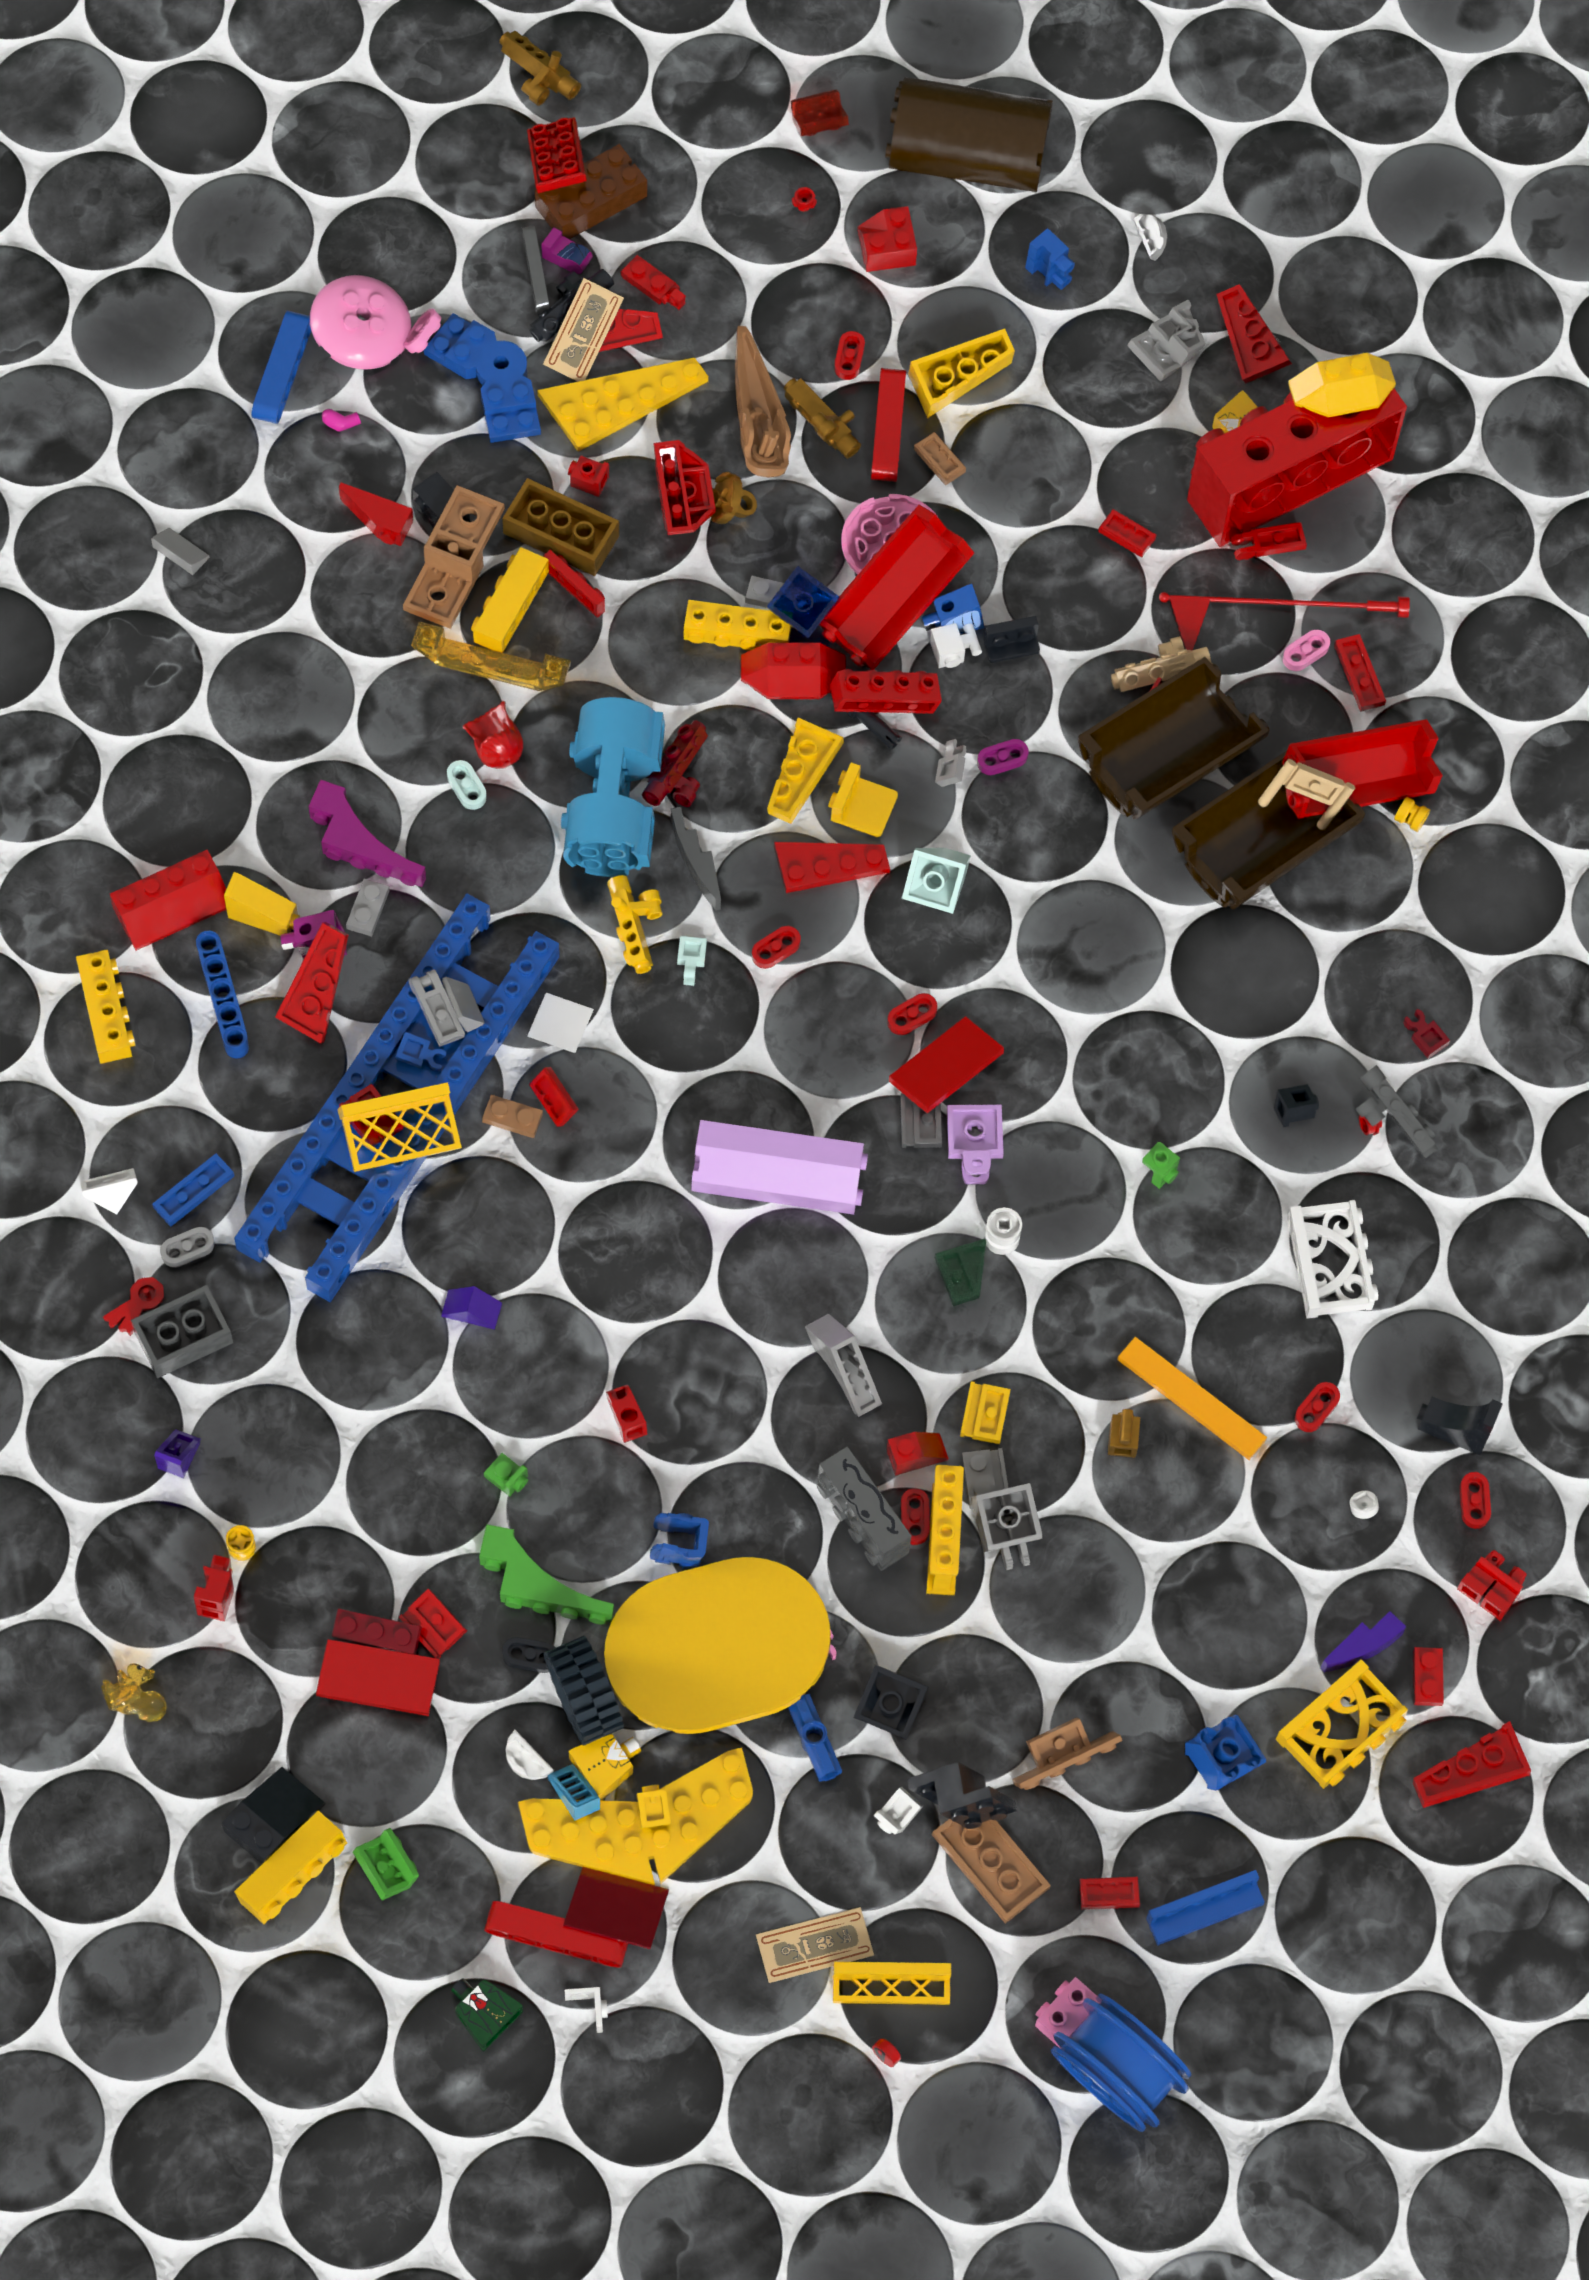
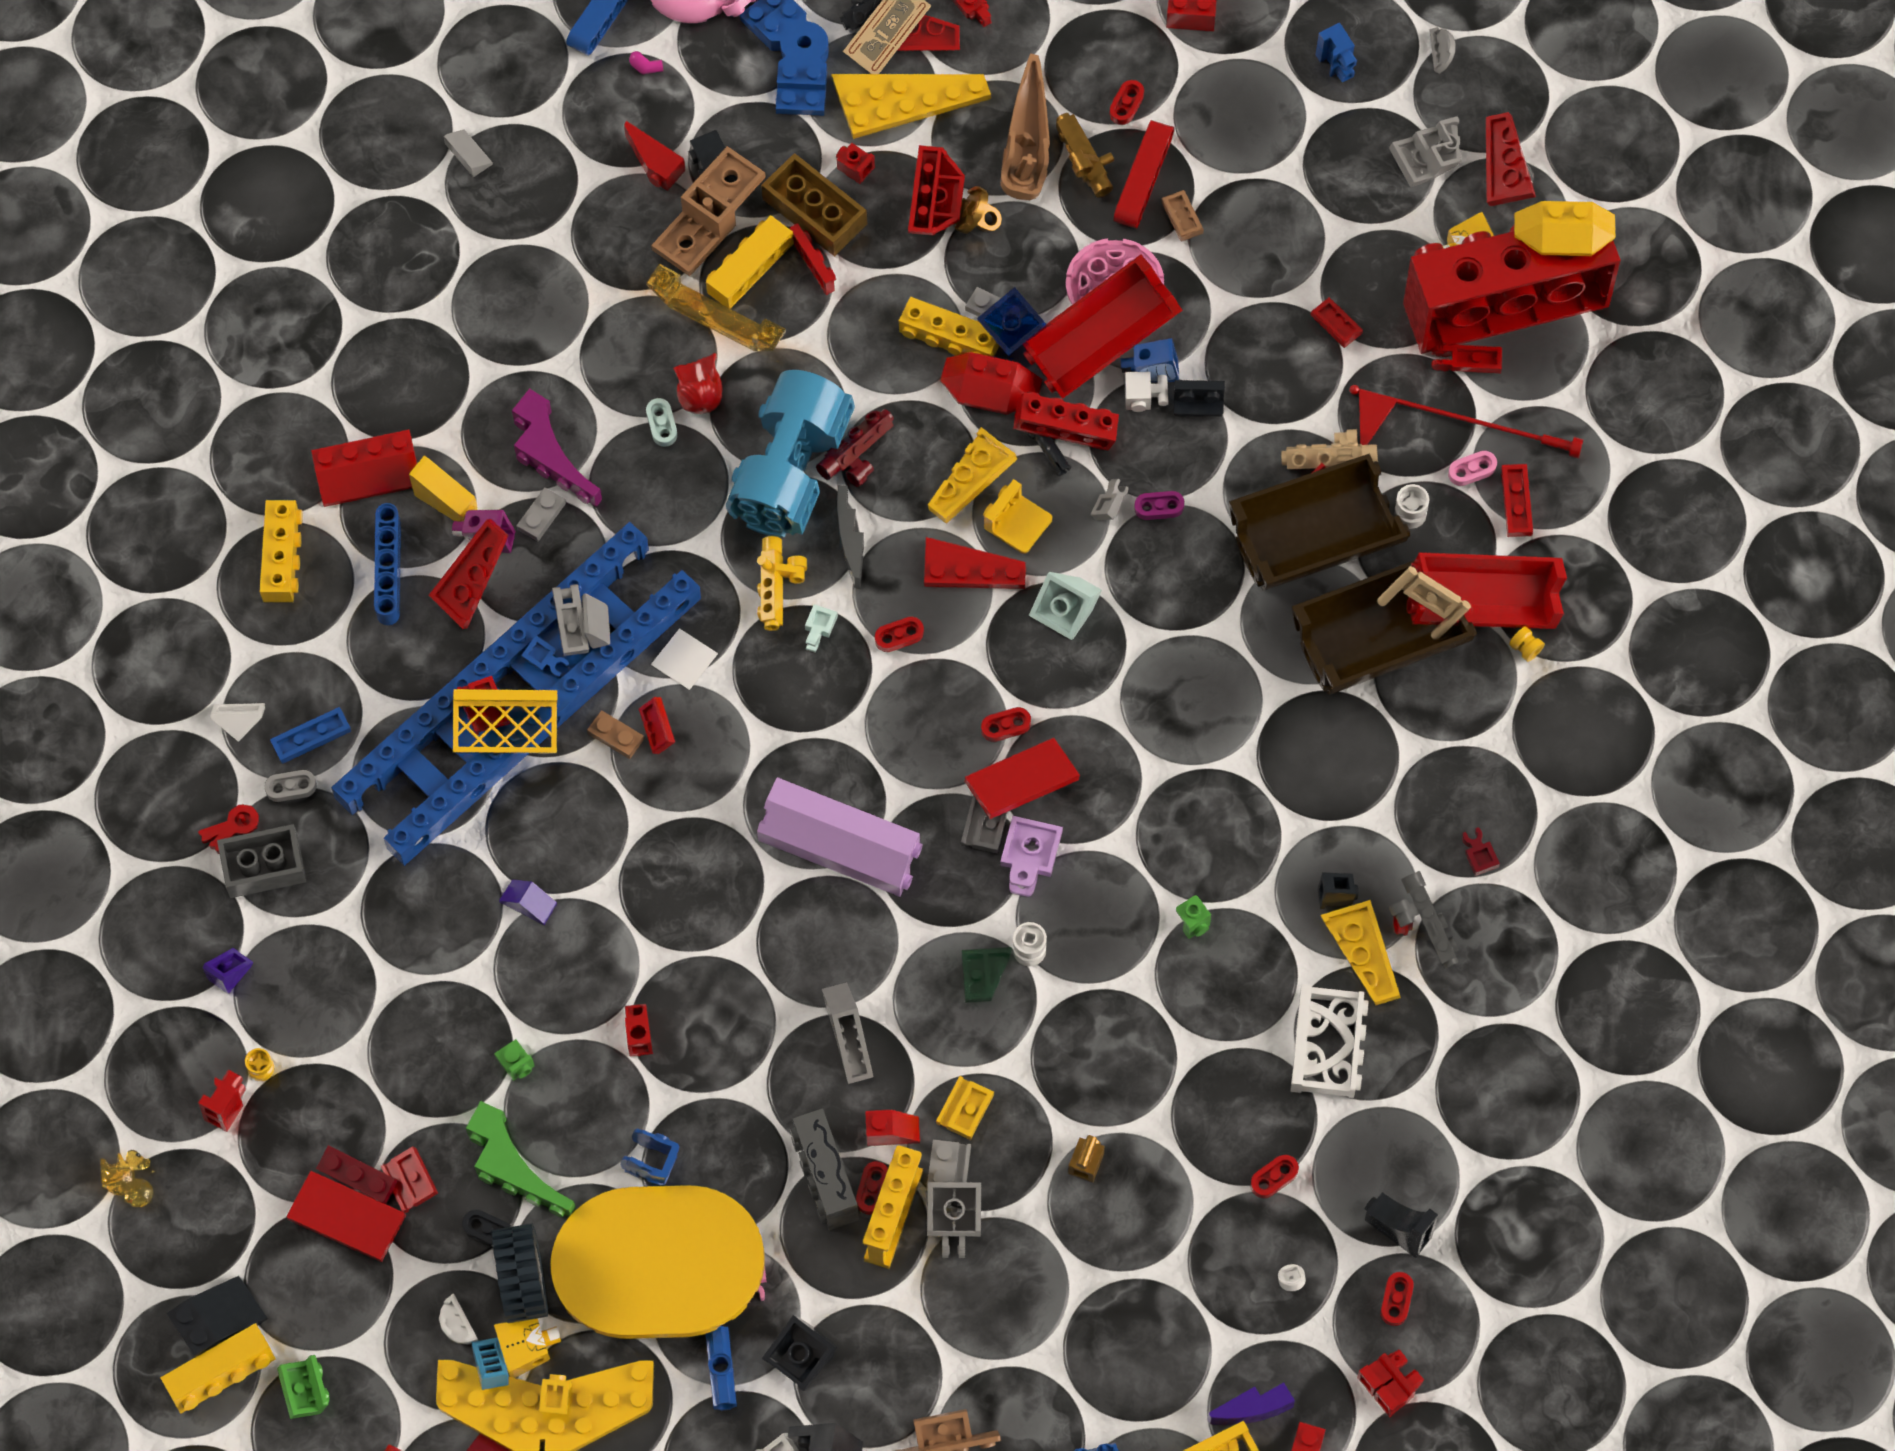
camera: 20 degrees right, 0 degrees up
(957, 370) = (1223, 136): yellow wedge -> none
(1192, 1398) = (1161, 1140): light orange tile -> none
(1259, 697) = (1412, 505): none -> white wheel
(1339, 1156) = (1362, 944): none -> yellow wing

